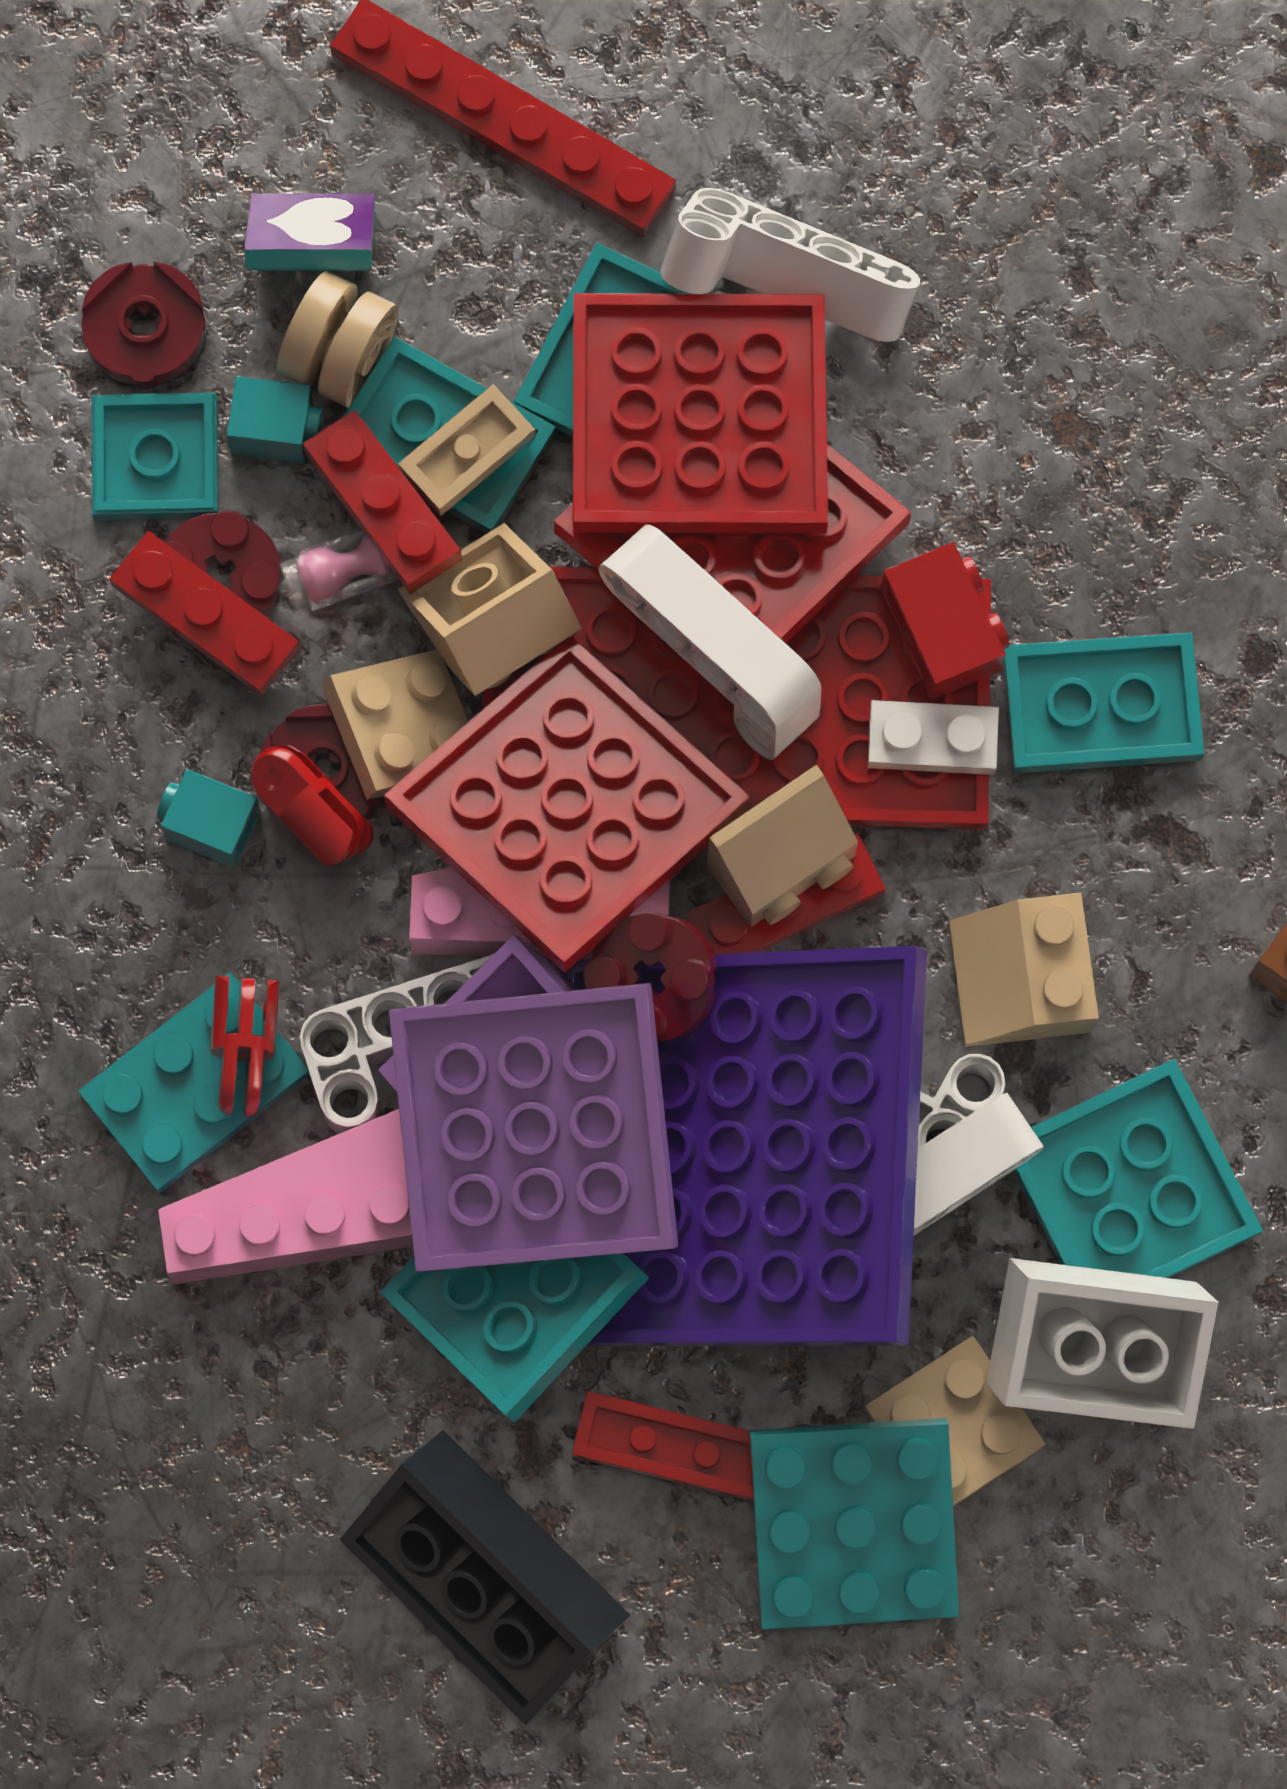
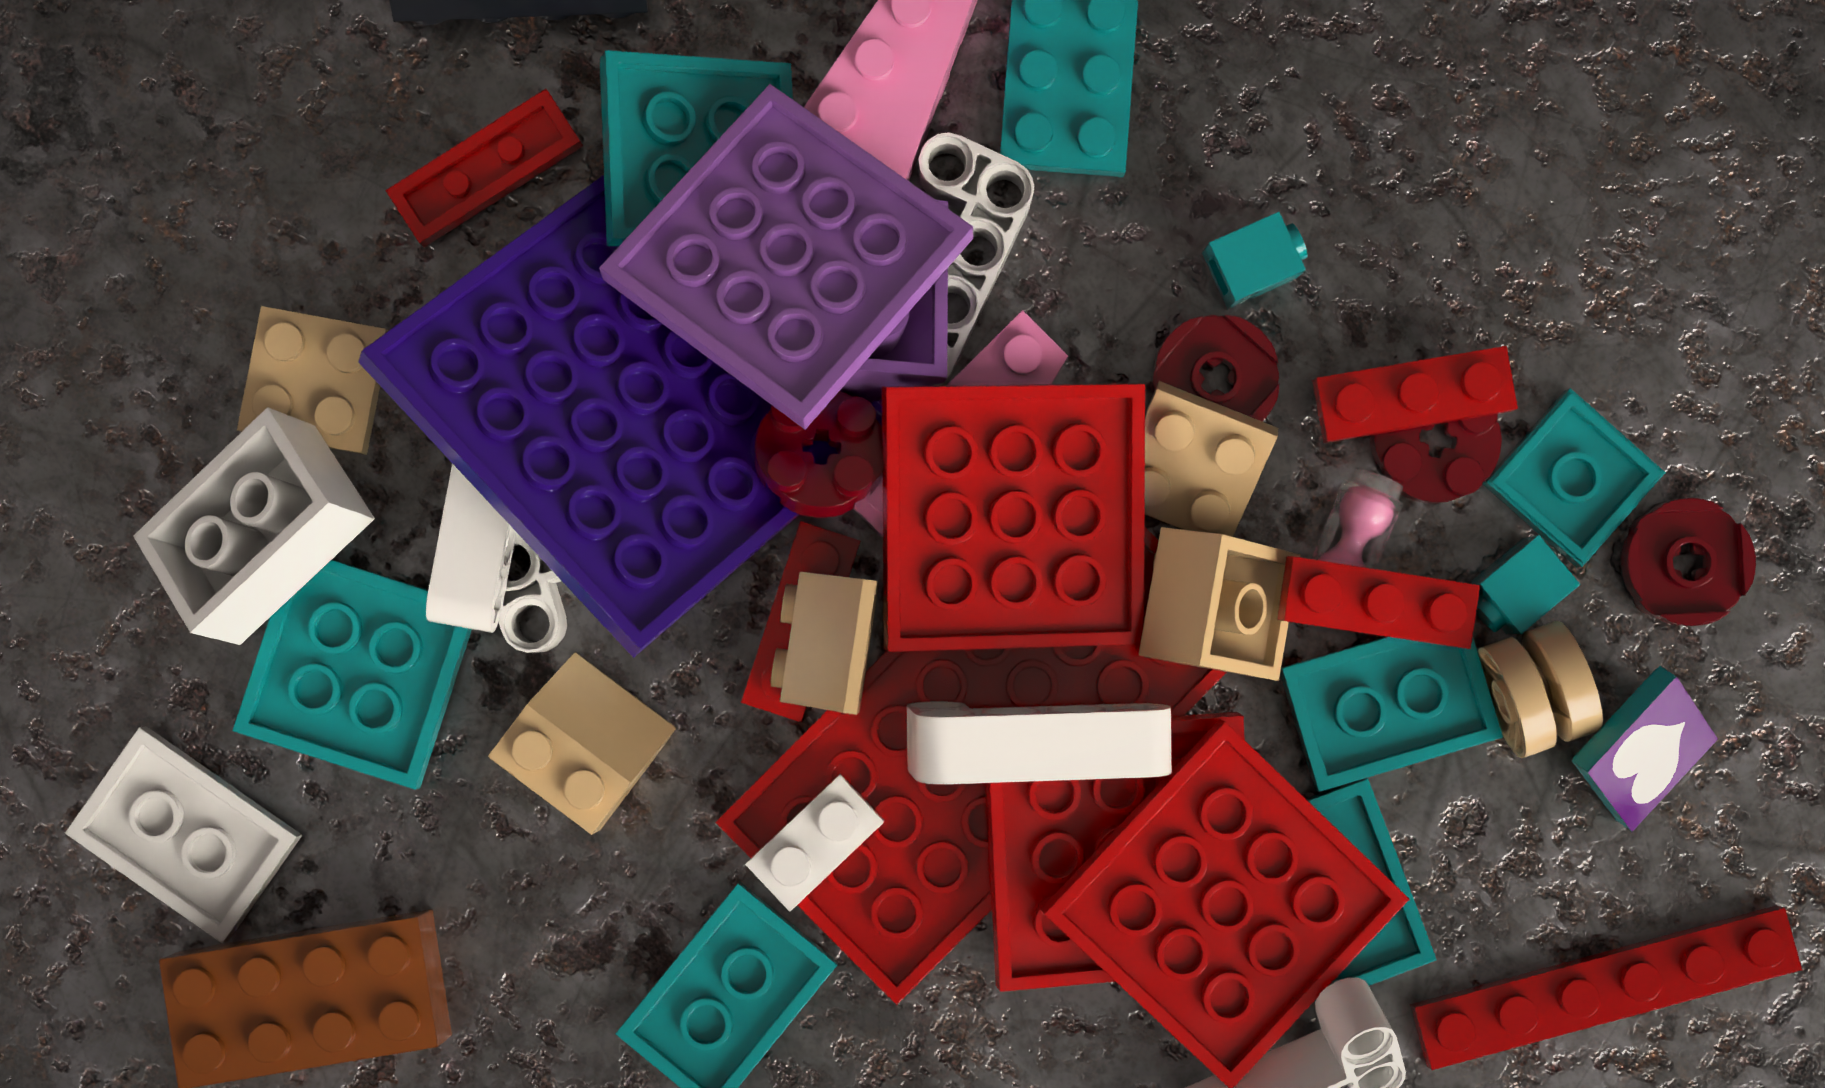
camera: 135 degrees right, 10 degrees up
(243, 1045) = (1058, 120): red arm -> none
(310, 804) = (1192, 332): red arm -> none
(467, 450) = (1360, 703): tan plate -> none
(854, 1523) = (307, 239): teal plate -> none
(944, 619) = (892, 936): red brick -> none

